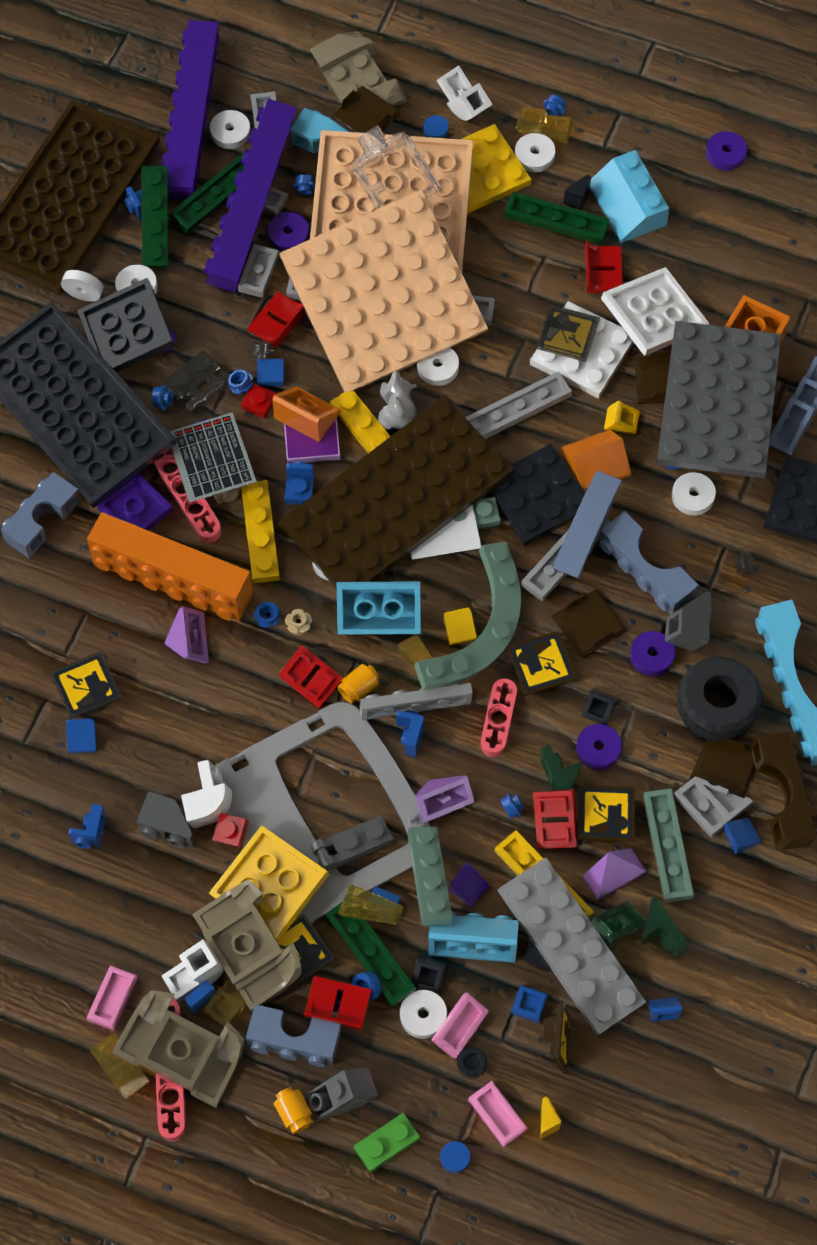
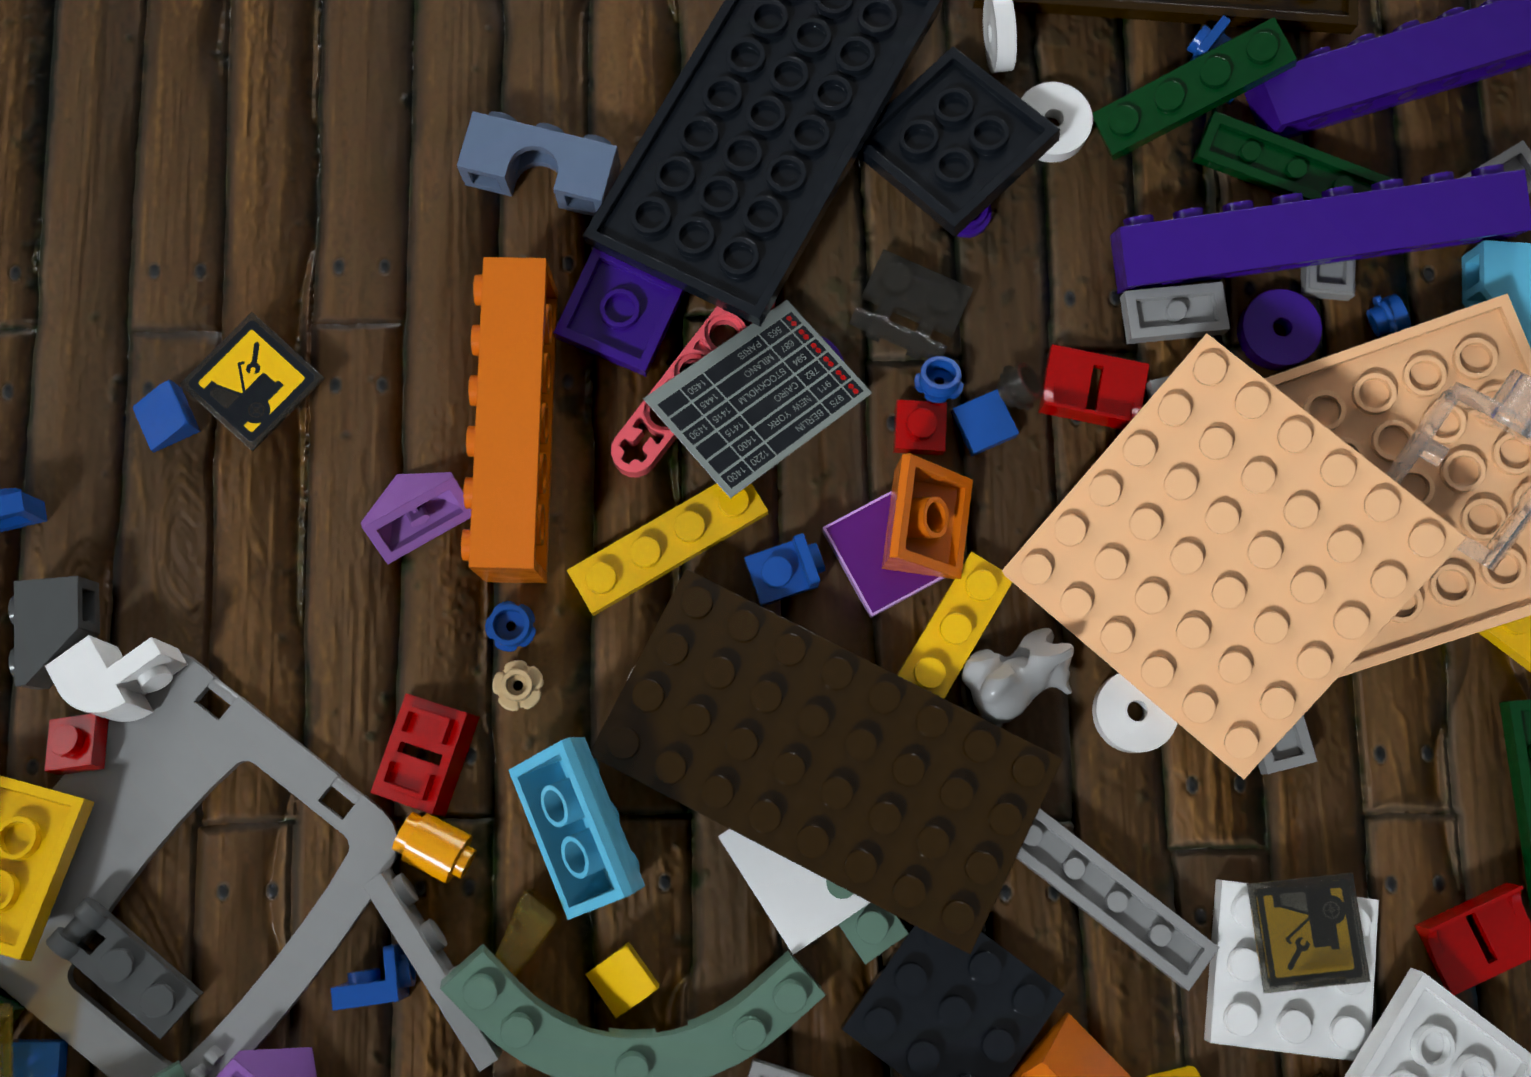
camera: 60 degrees right, 15 degrees up
(162, 397) = (849, 261): blue plate -> none
(227, 120) = (1448, 122): white piece -> none

